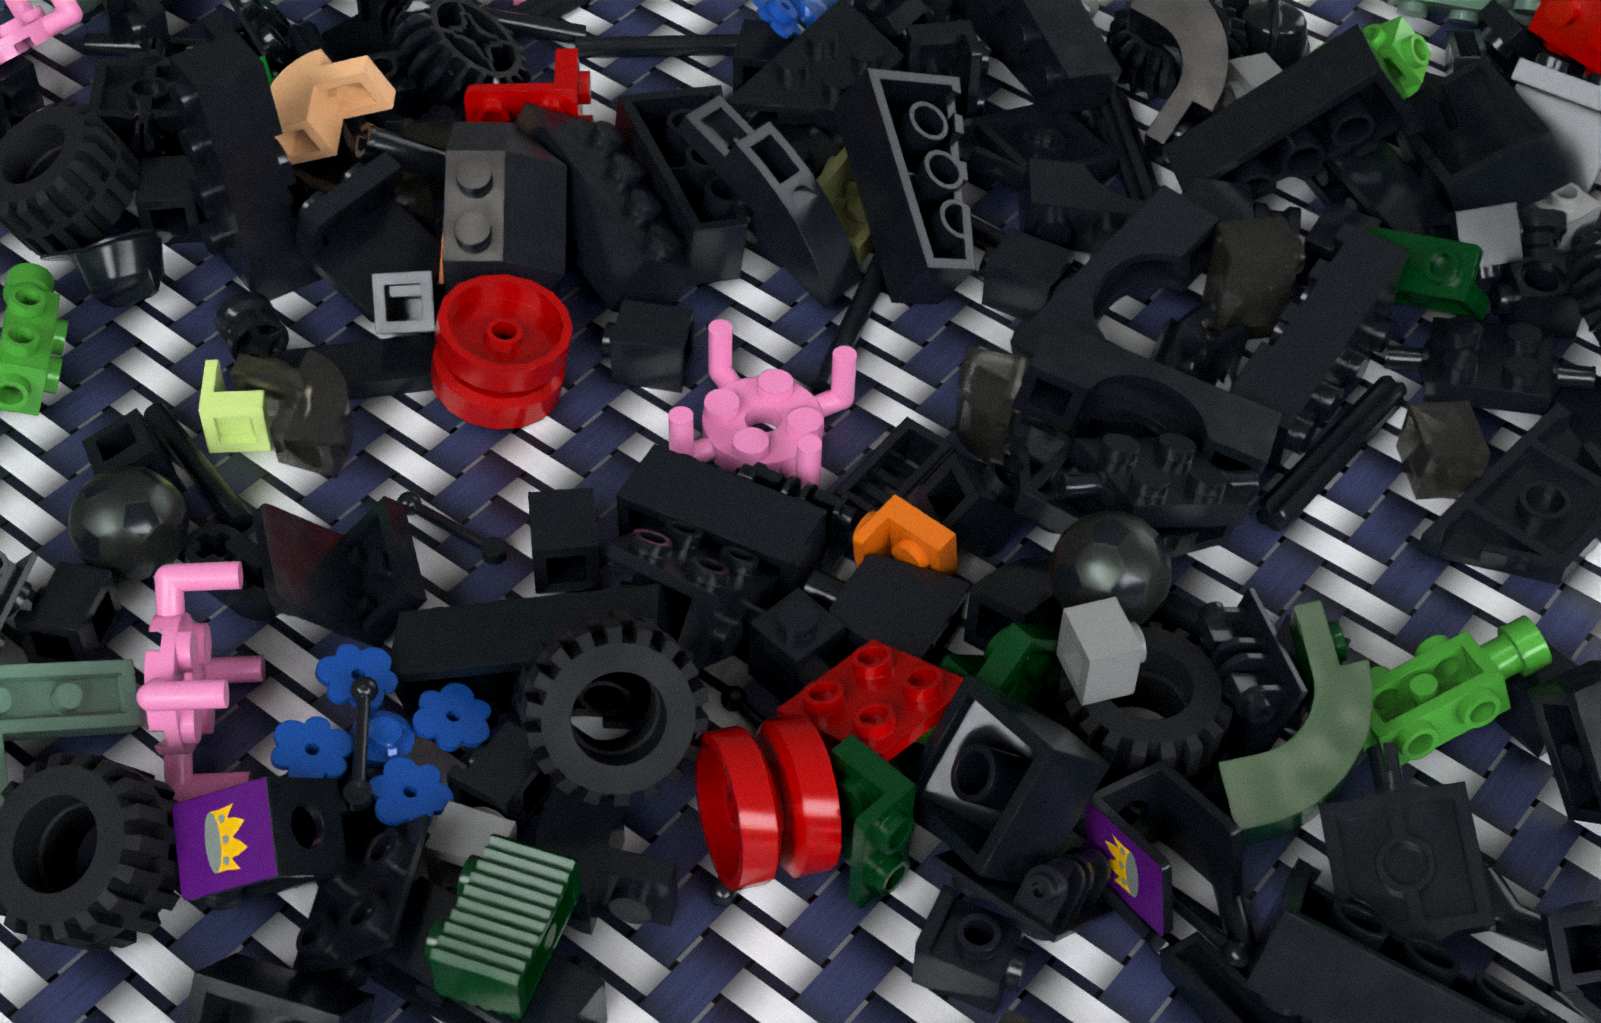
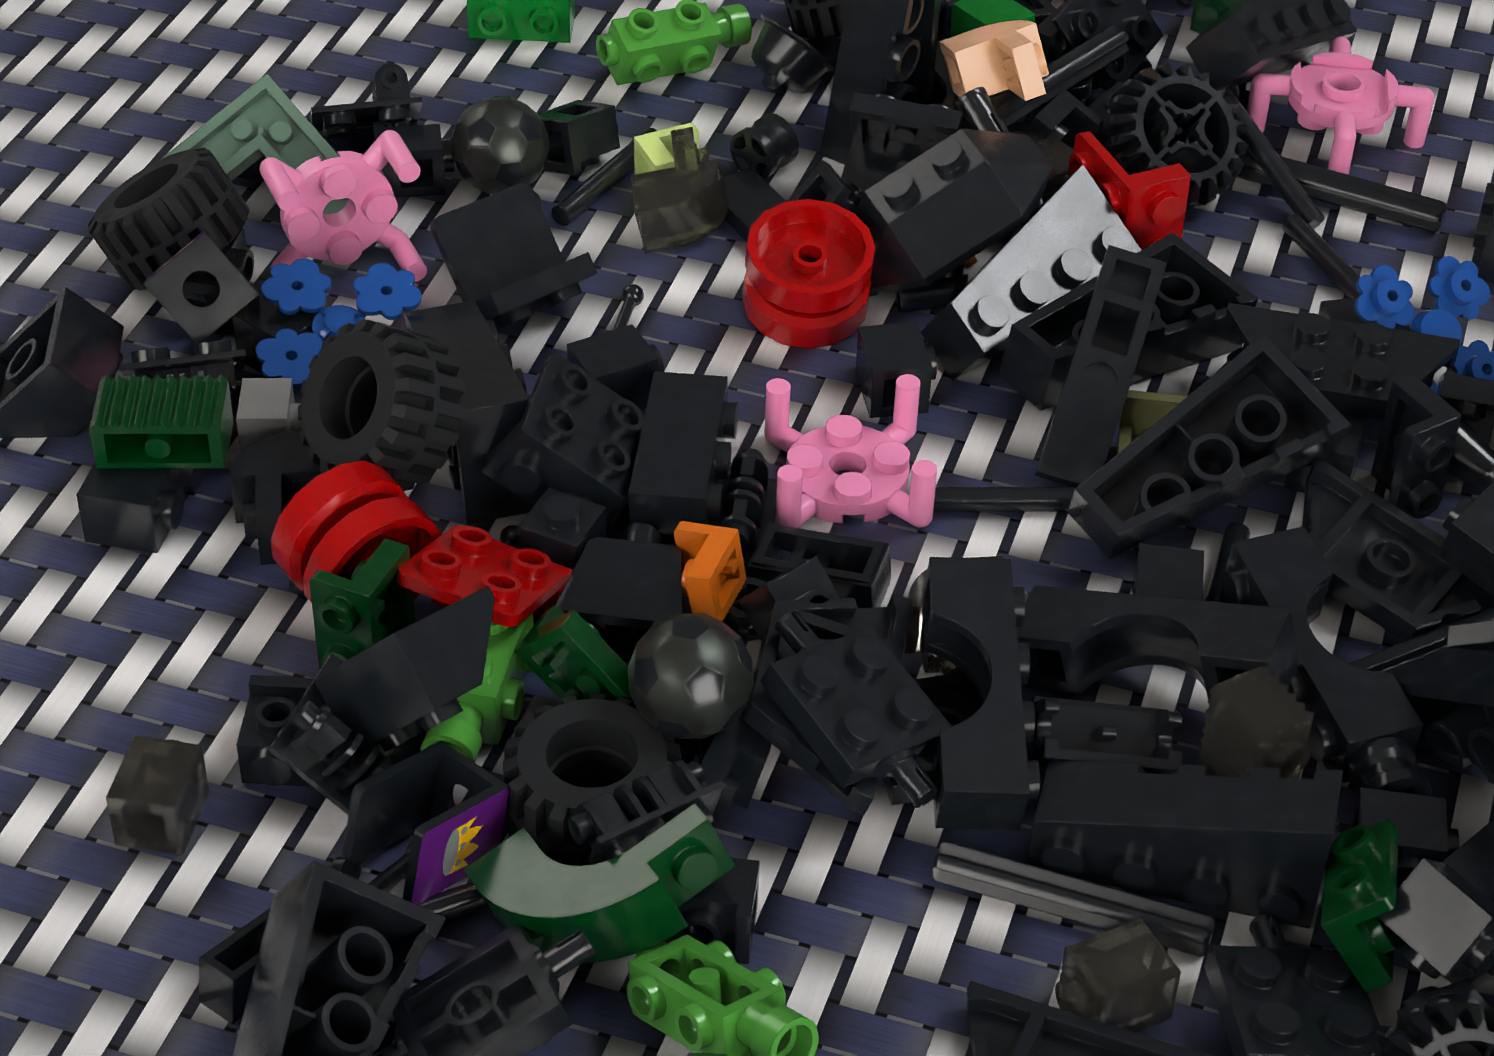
camera: 70 degrees right, 5 degrees down
(358, 792) = (268, 322): black hinge -> none
(1100, 650) = (585, 688): light grey plate -> none

